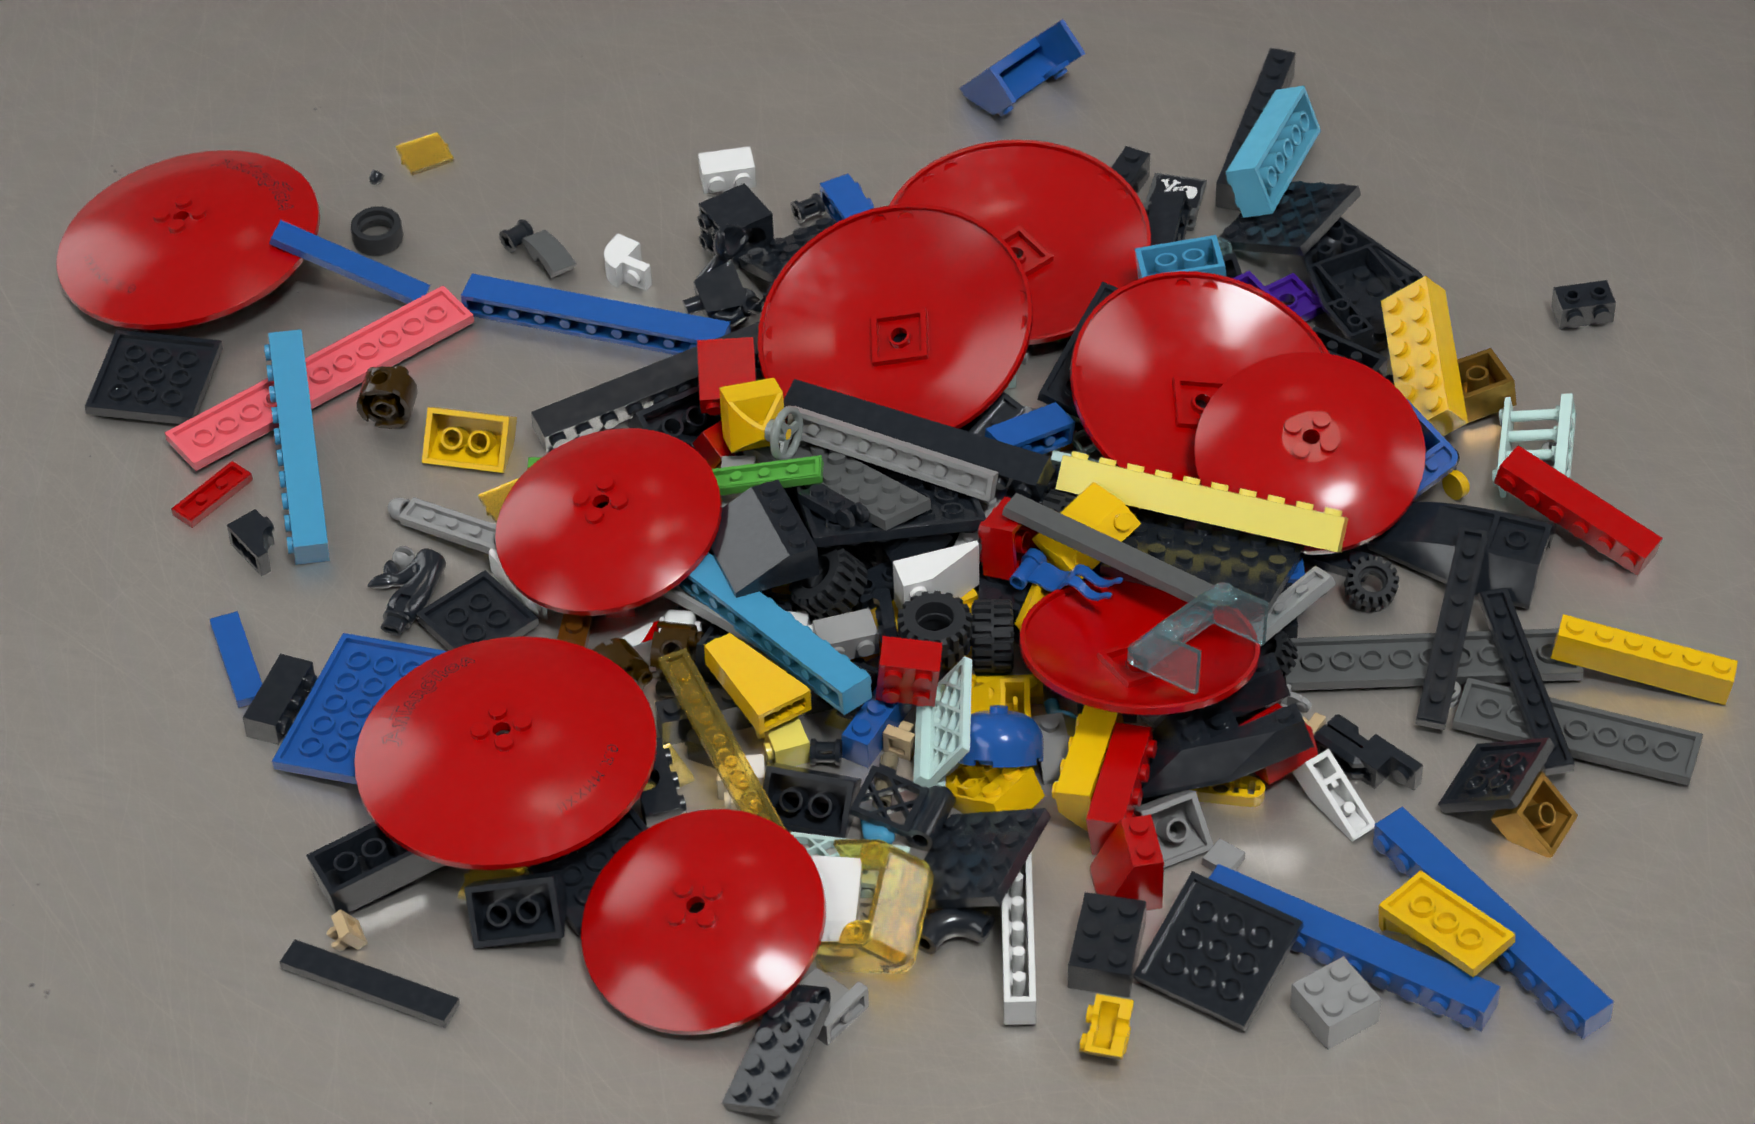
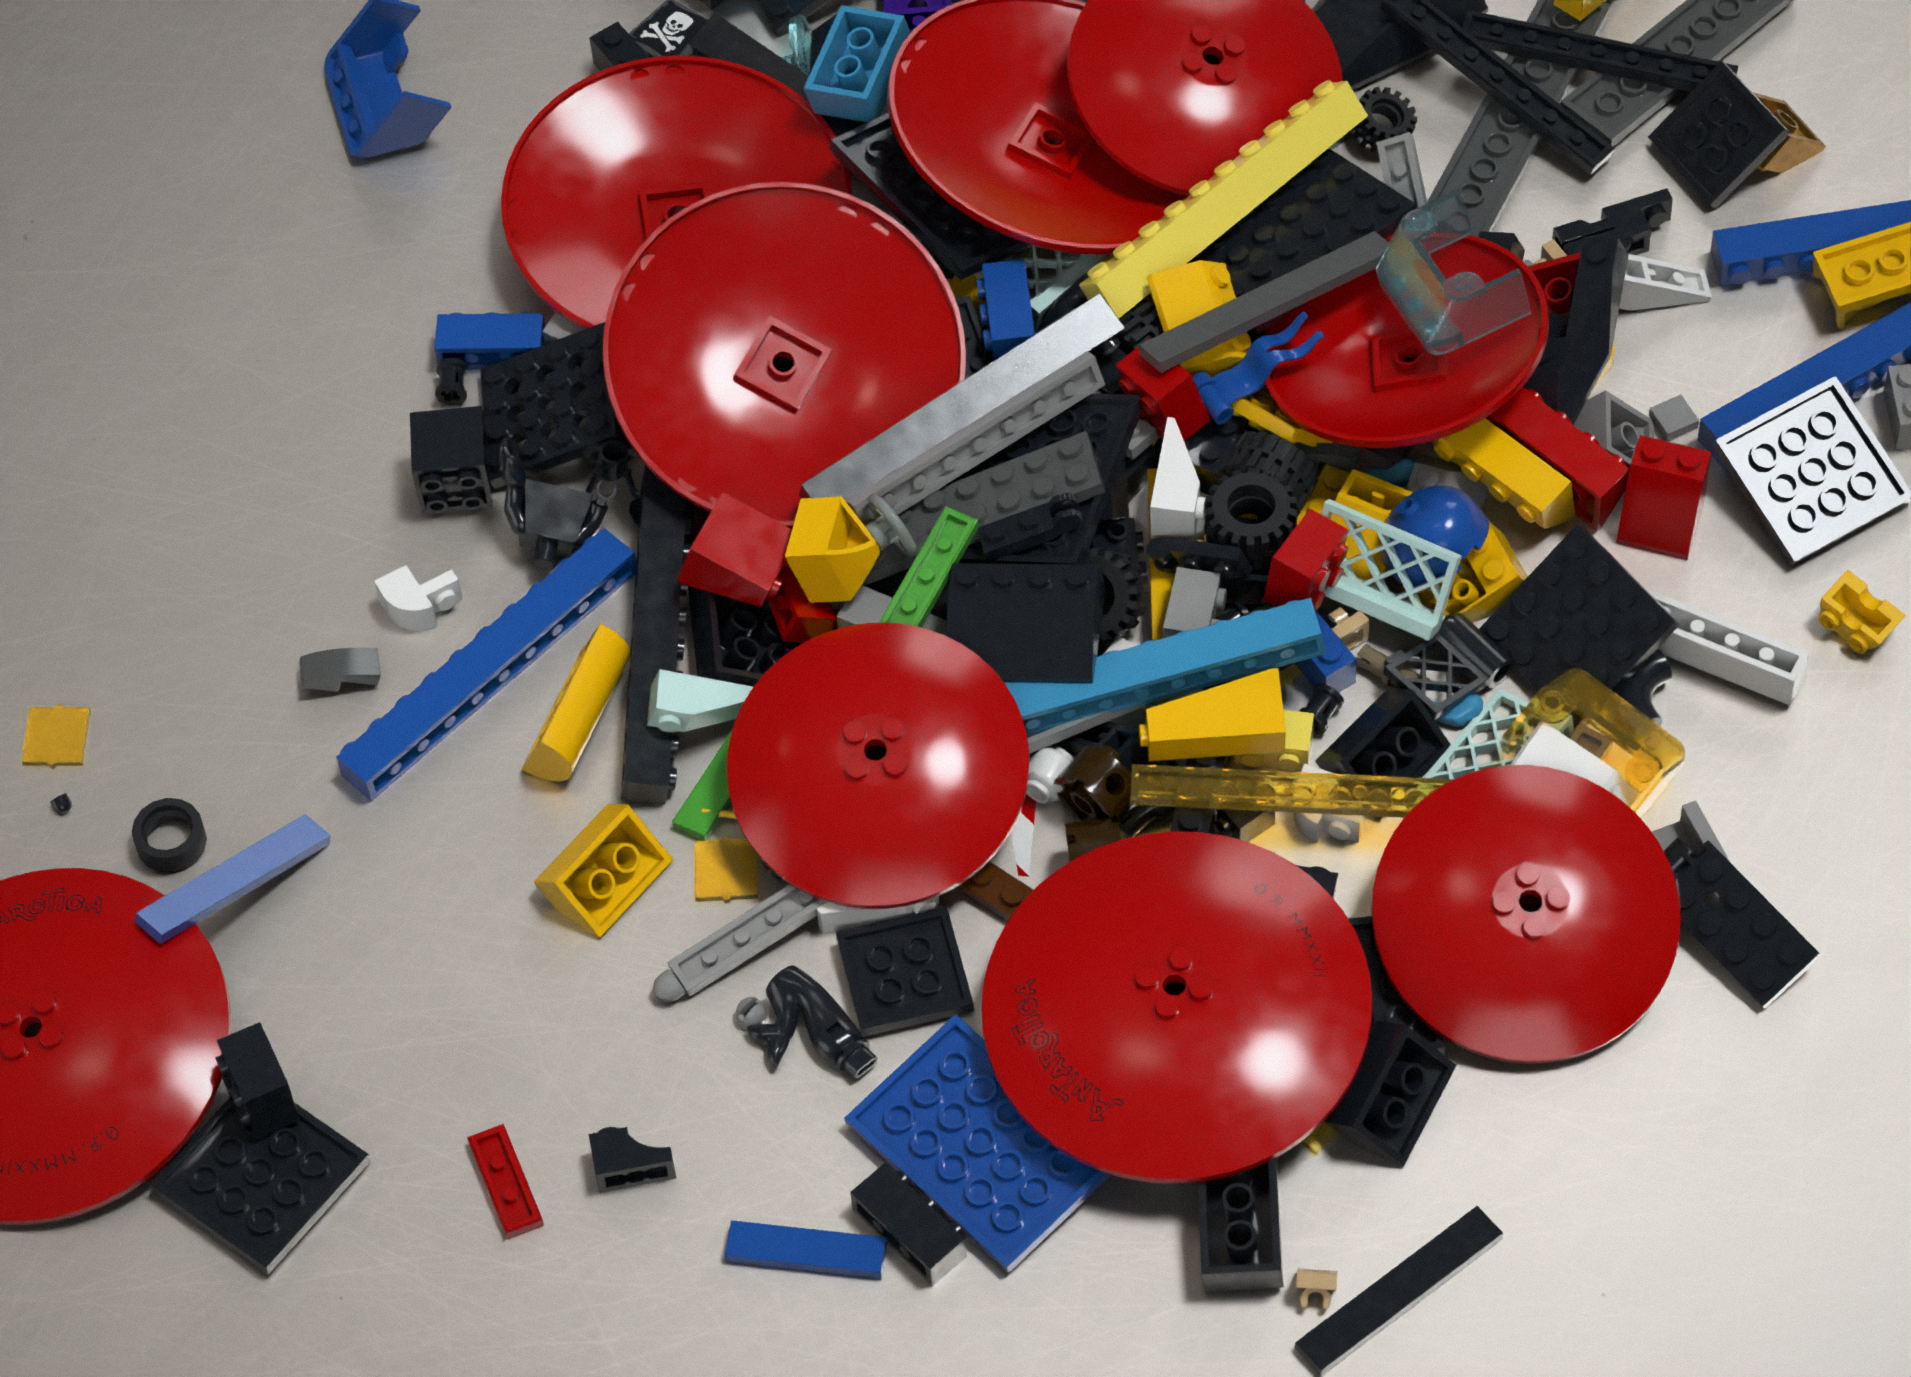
camera: 60 degrees left, 10 degrees up
(201, 334) = (256, 1081): none -> black brick
(298, 449) = (507, 1050): dark azure brick -> none
(328, 374) = (387, 994): coral plate -> none
(387, 396) = (488, 923): dark brown brick -> none
(513, 237) = (286, 690): black bush -> none
(579, 366) = (578, 706): none -> yellow brick
(604, 407) = (692, 702): none -> light aqua slope
(726, 169) = (330, 434): white brick -> none
(1107, 944) = (1744, 565): black brick -> none

